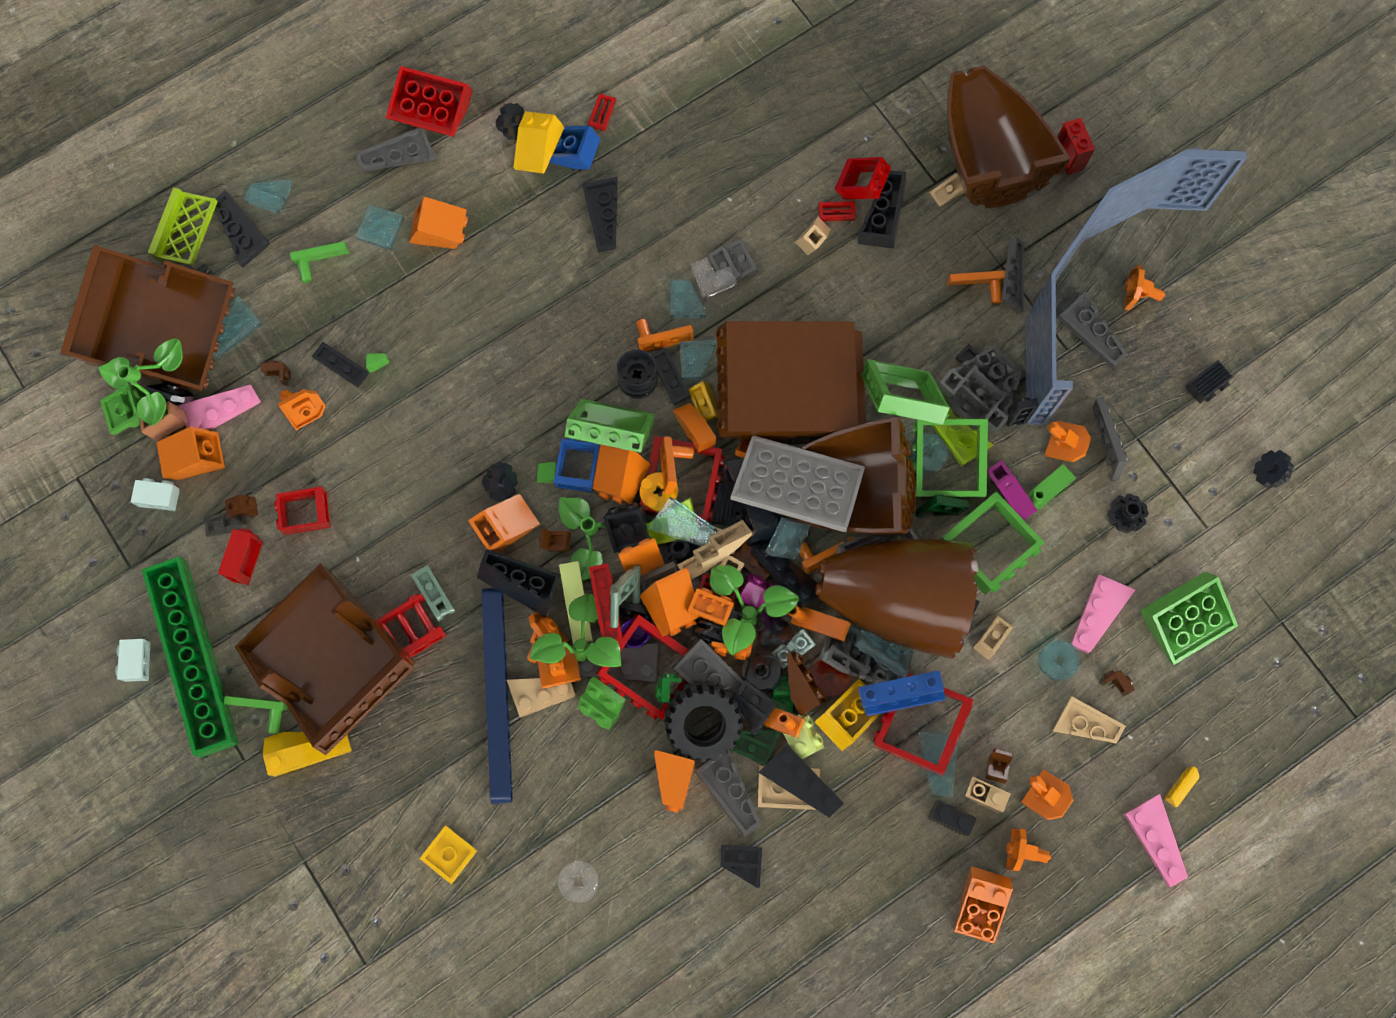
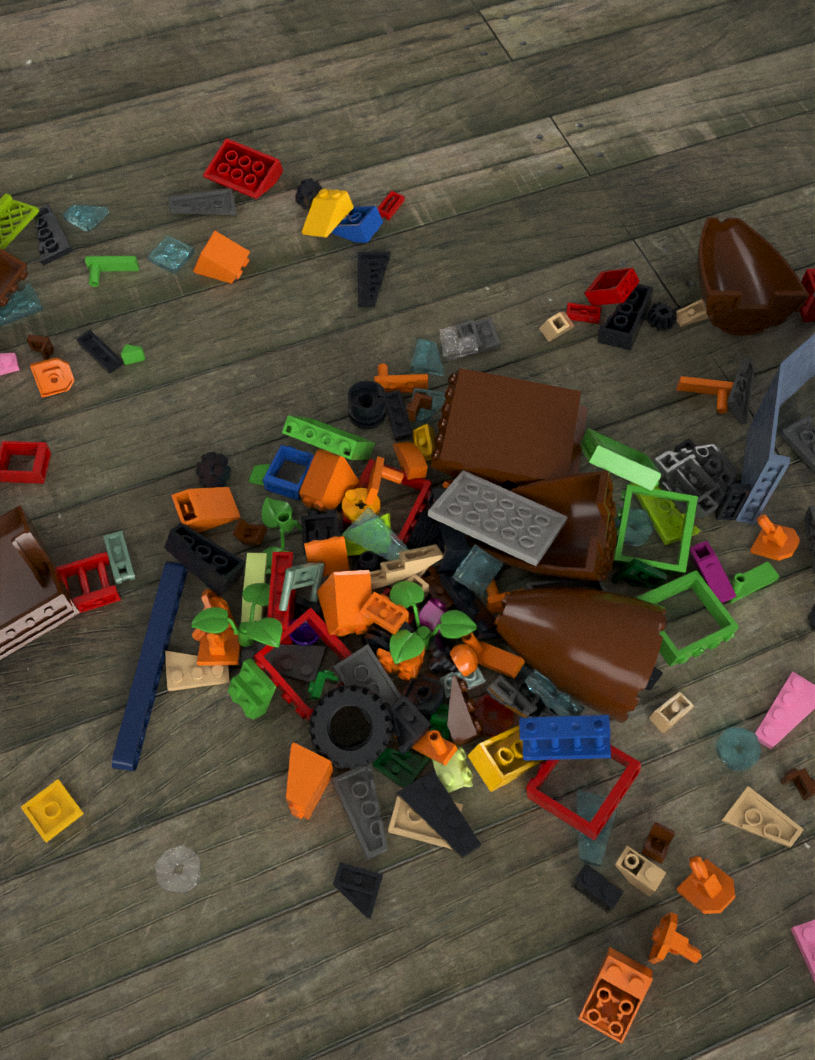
camera: 10 degrees right, 15 degrees down
(686, 367) = (419, 401): none -> reddish brown bracket
(793, 632) = (464, 659): none -> orange hair
(913, 197) = (662, 316): none -> black gear

